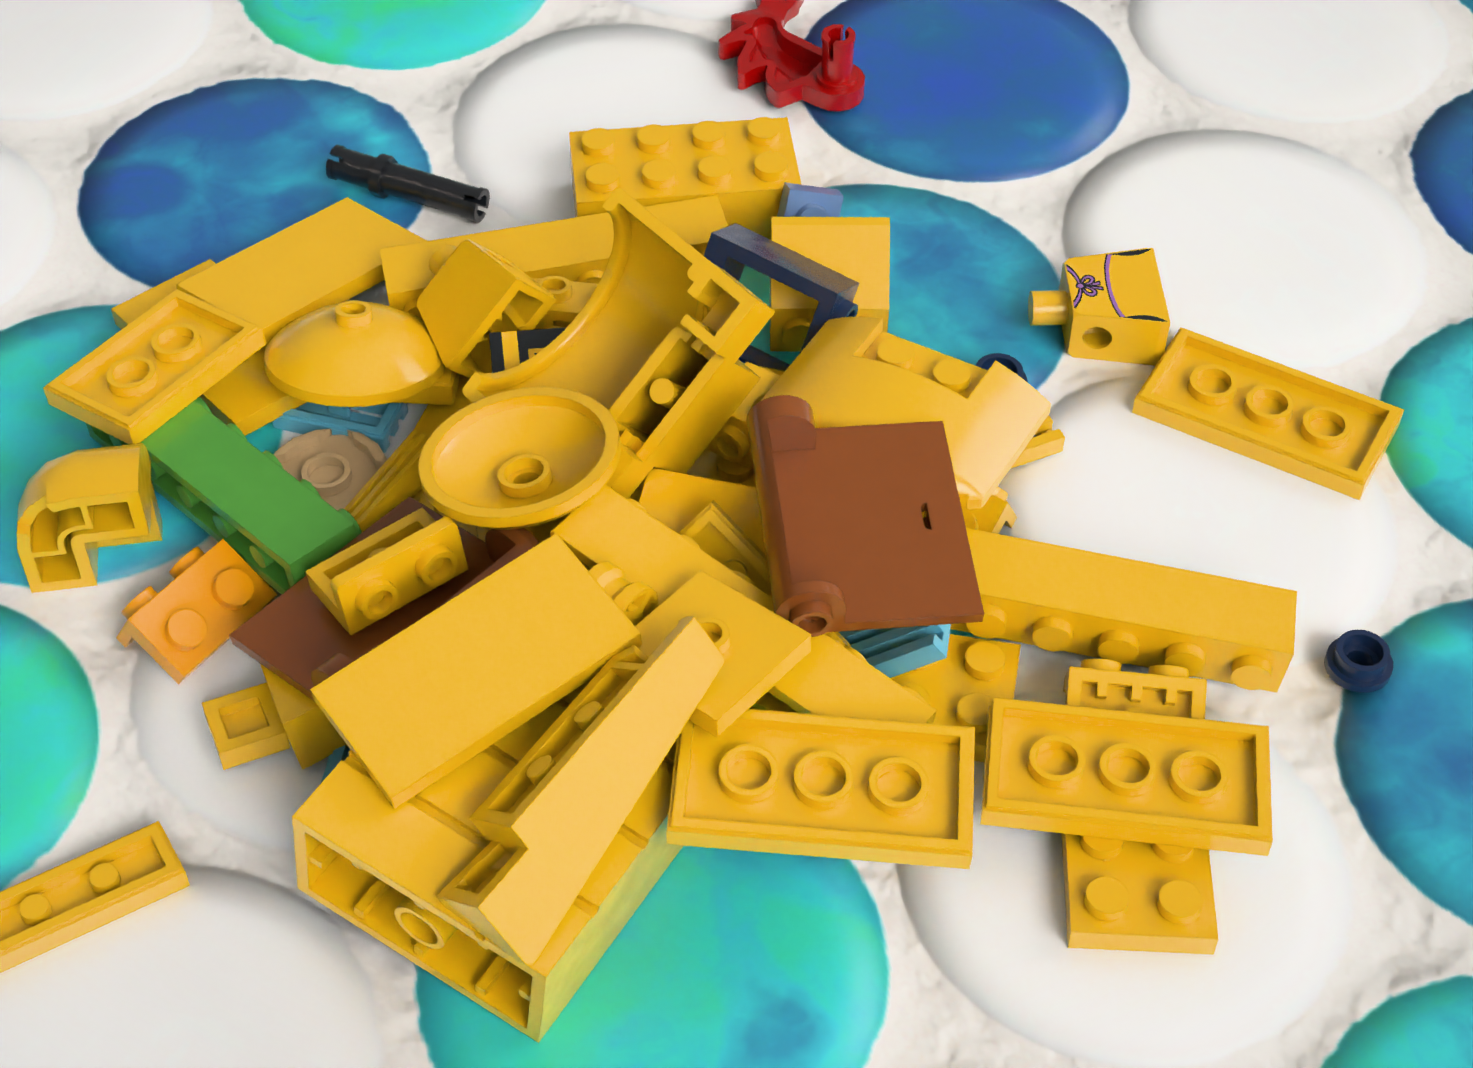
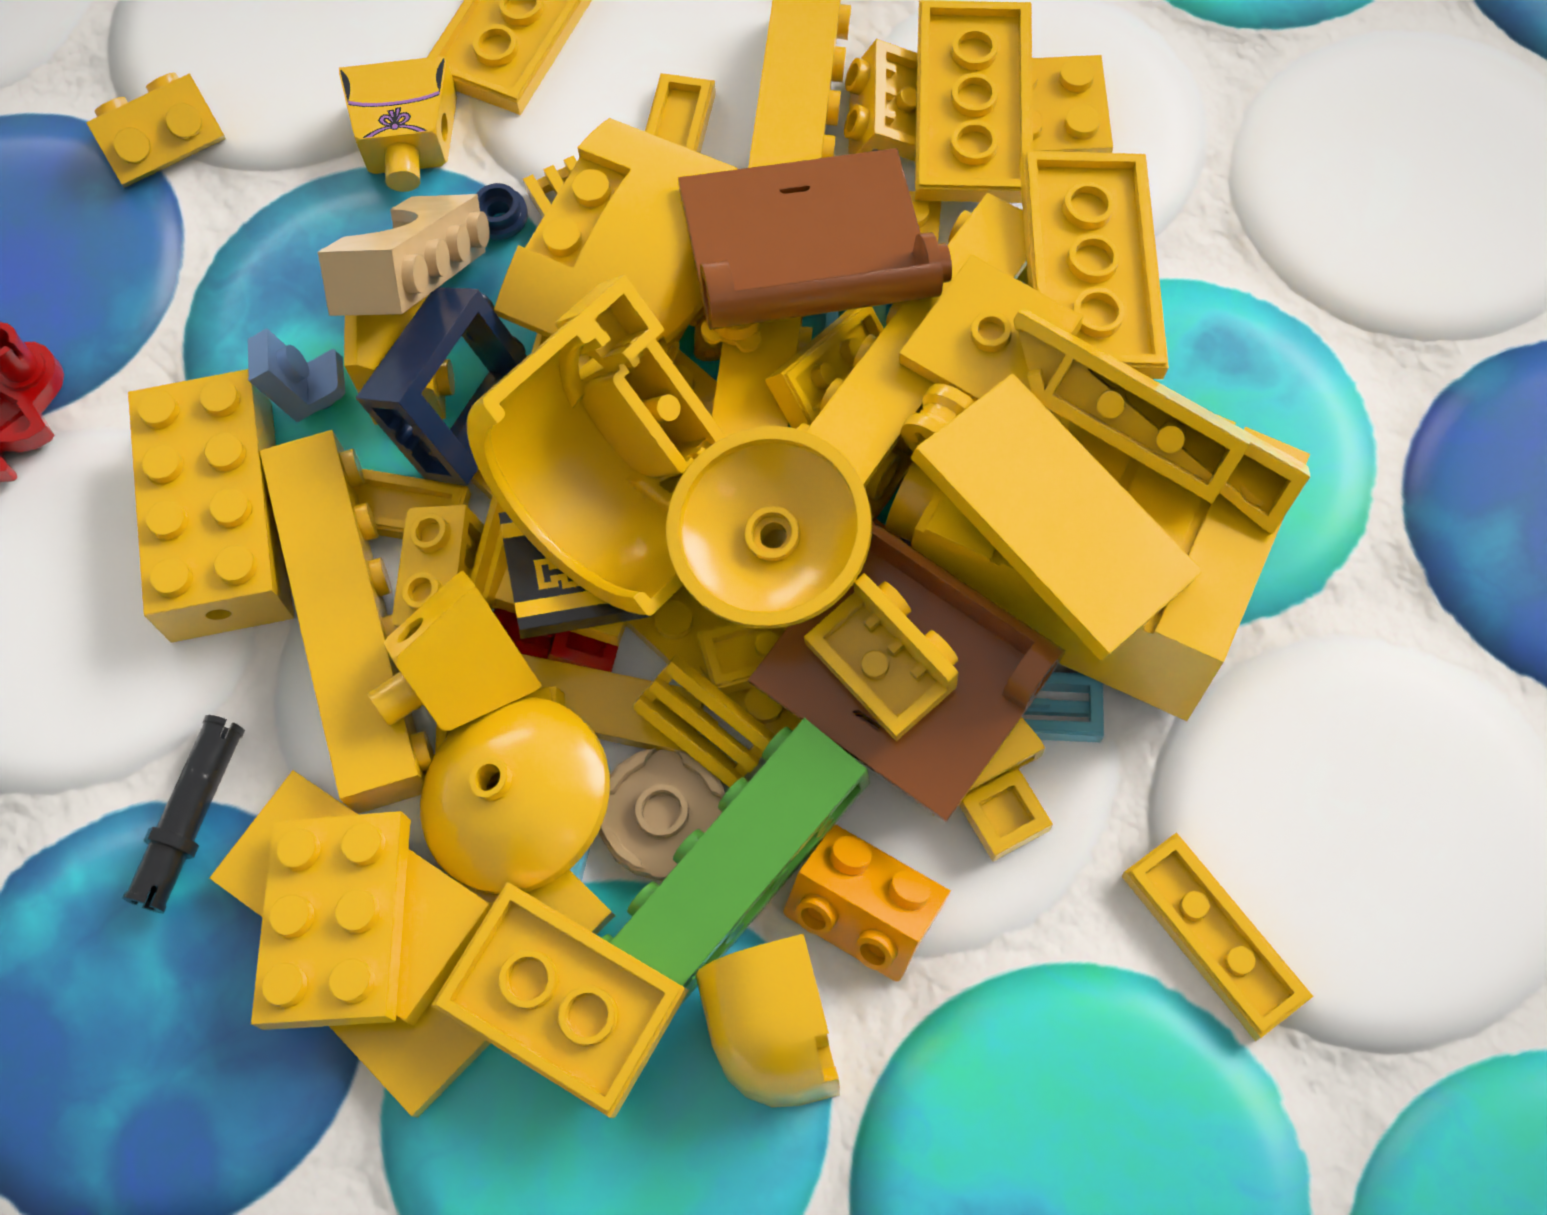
camera: 90 degrees left, 20 degrees up
(275, 246) = (332, 922): none -> yellow plate
(856, 228) = (403, 265): none -> tan arch
(1097, 149) = (155, 128): none -> yellow bracket
(1110, 527) = (681, 110): none -> yellow tile

